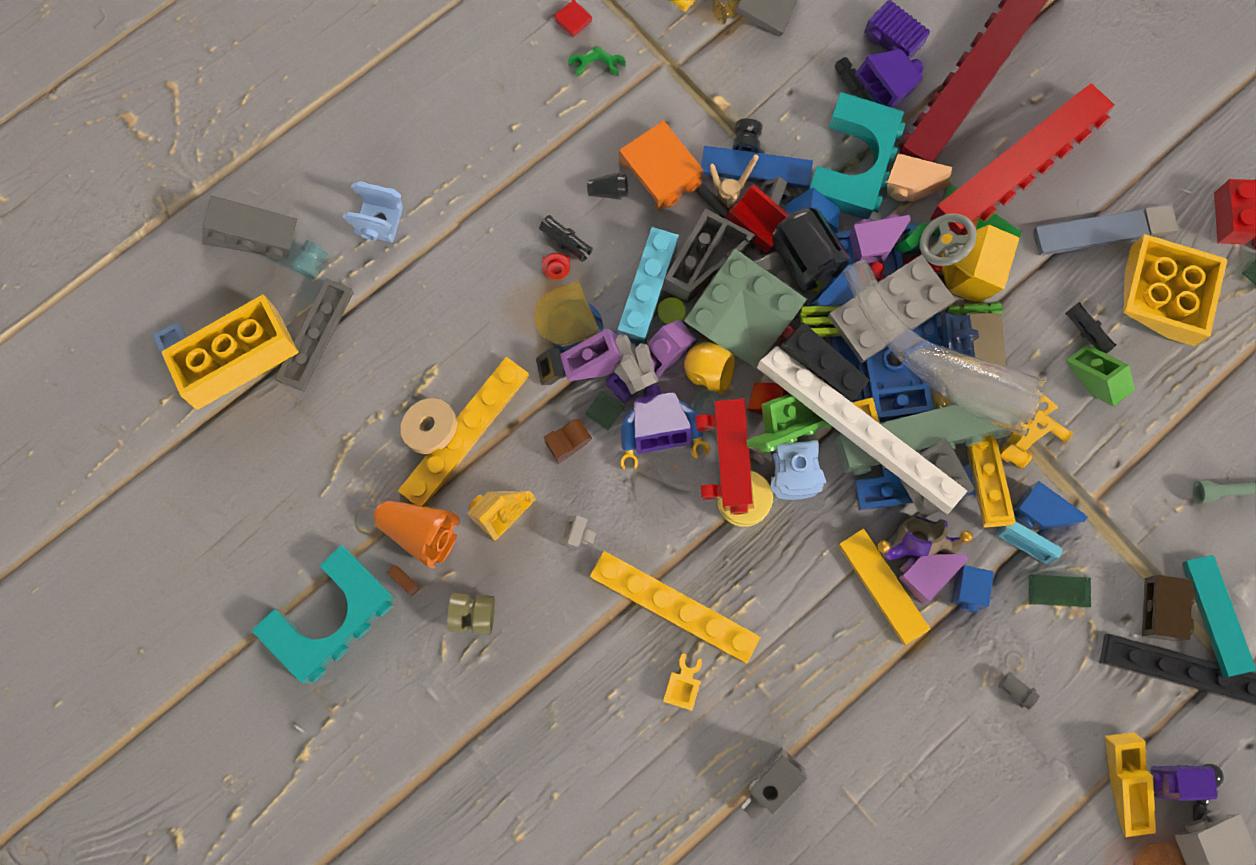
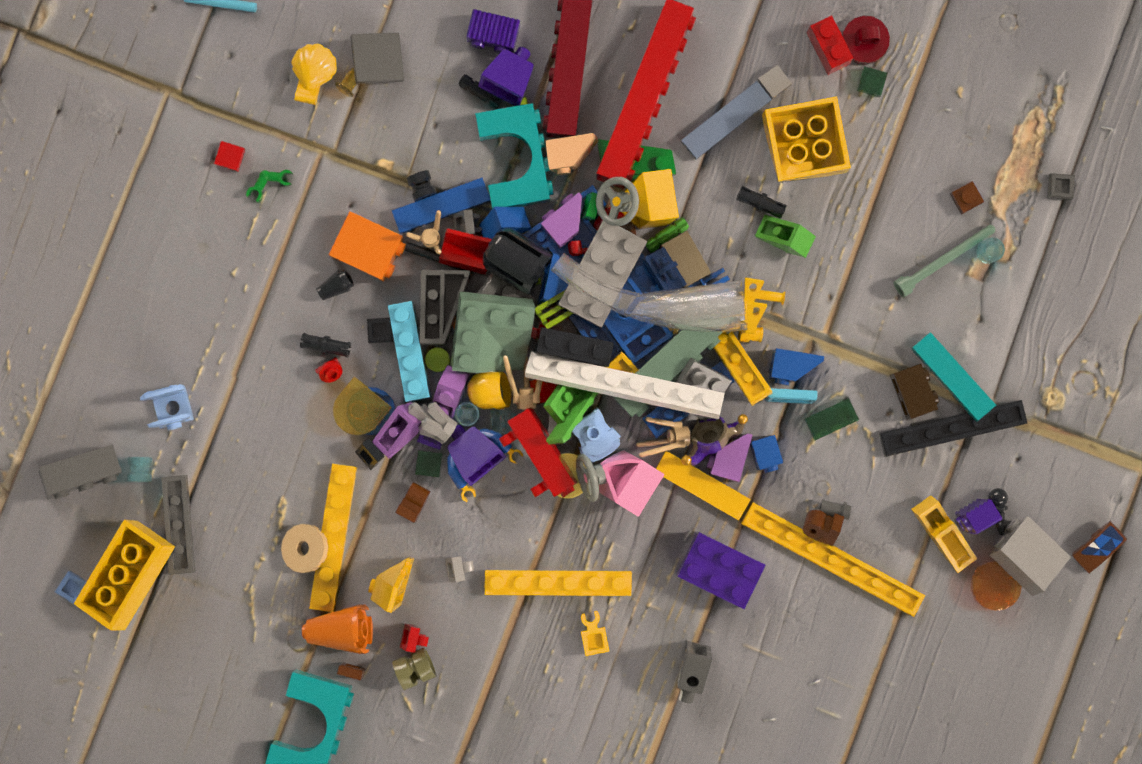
camera: 25 degrees left, 10 degrees up
(487, 580) = (412, 638): none -> red tile
(628, 253) = (379, 330): none -> black tile
(672, 374) = (471, 410): none -> clear light blue wheel
(746, 390) = (526, 397): none -> tan plant
(800, 528) = (620, 479): none -> bright pink piece
(861, 688) = (720, 570): none -> dark purple brick
(883, 518) = (676, 438): none -> tan plant
(991, 747) = (833, 560): none -> yellow tile
(997, 702) = (822, 527): none -> reddish brown leg

